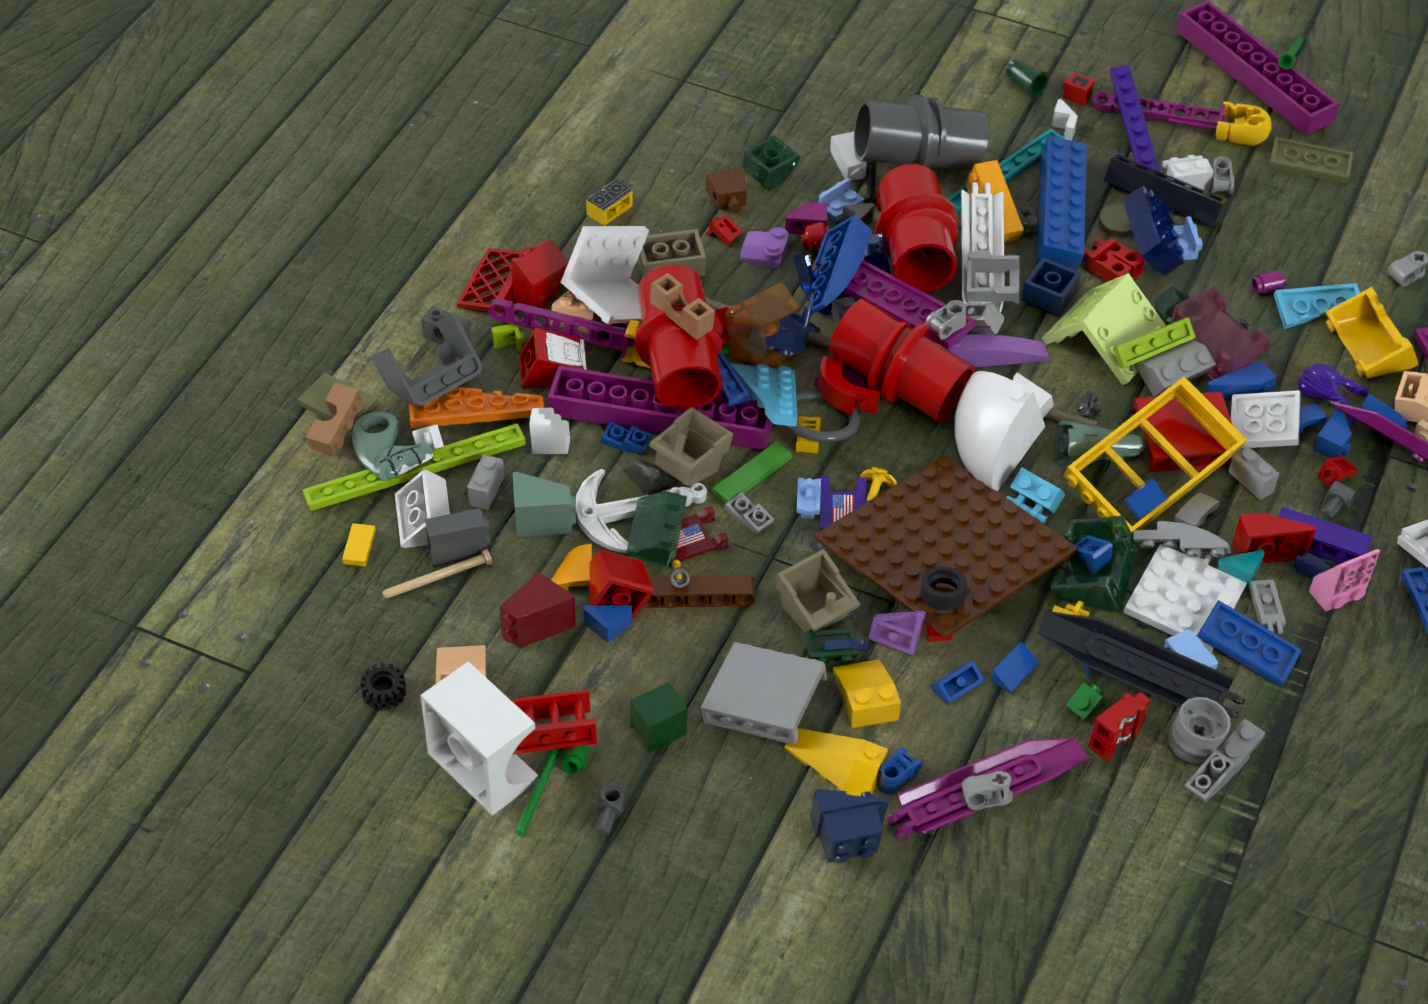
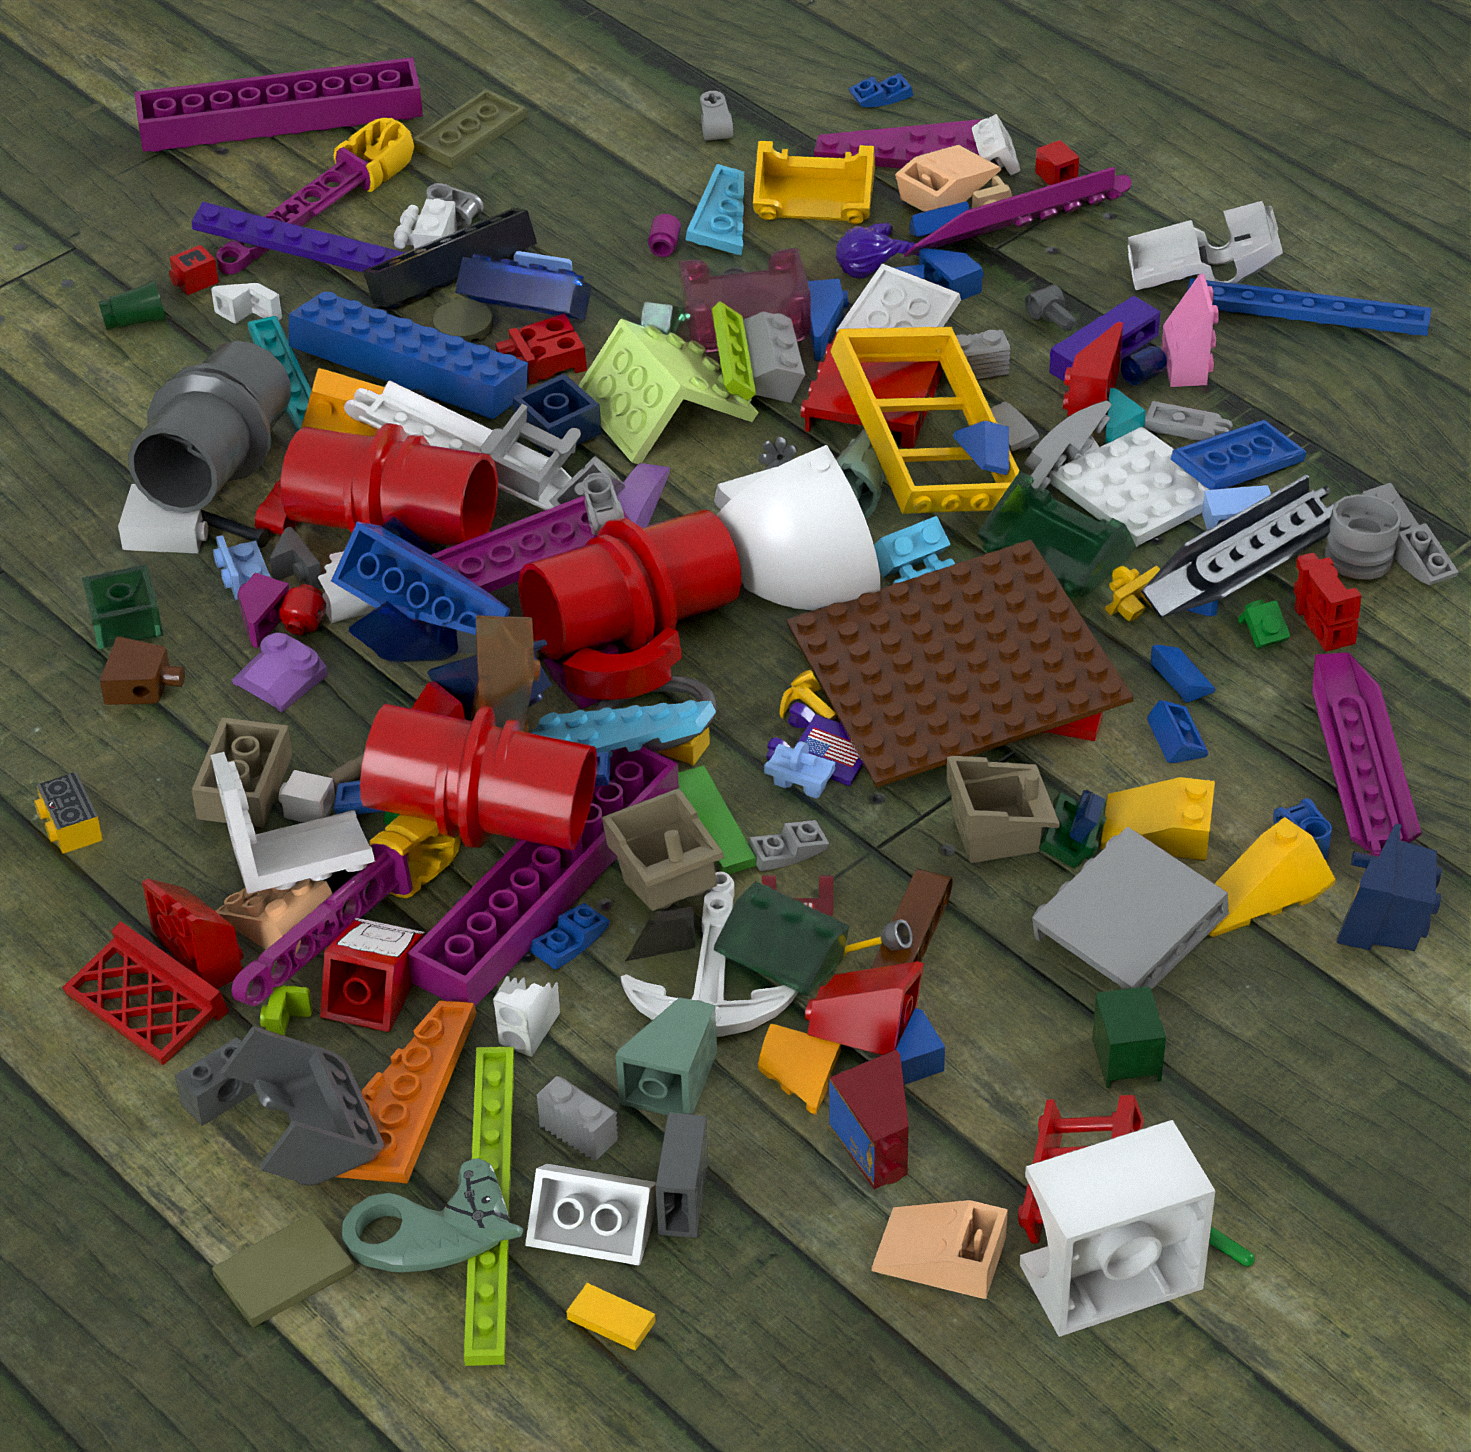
camera: 65 degrees left, 5 degrees down
(330, 434) = (321, 1245): medium nougat arch -> none
(383, 675) = (918, 1334): black tyre -> none
(429, 435) = (444, 1158): white bracket -> none
(439, 574) = (721, 1163): tan bar -> none
(609, 809) = (1247, 1140): dark grey axle -> none
(695, 317) = (513, 717): medium nougat arch -> none
(724, 229) = (216, 700): red bracket -> none
(898, 630) = (1082, 751): medium lavender wing -> none
(948, 576) = (1060, 652): black tyre -> none
(985, 791) = (1387, 744): light grey piece -> none
(1094, 553) = (1043, 526): blue slope -> none
(1288, 59) = (309, 64): green piece -> none
(1335, 470) = (1007, 294): red bracket -> none

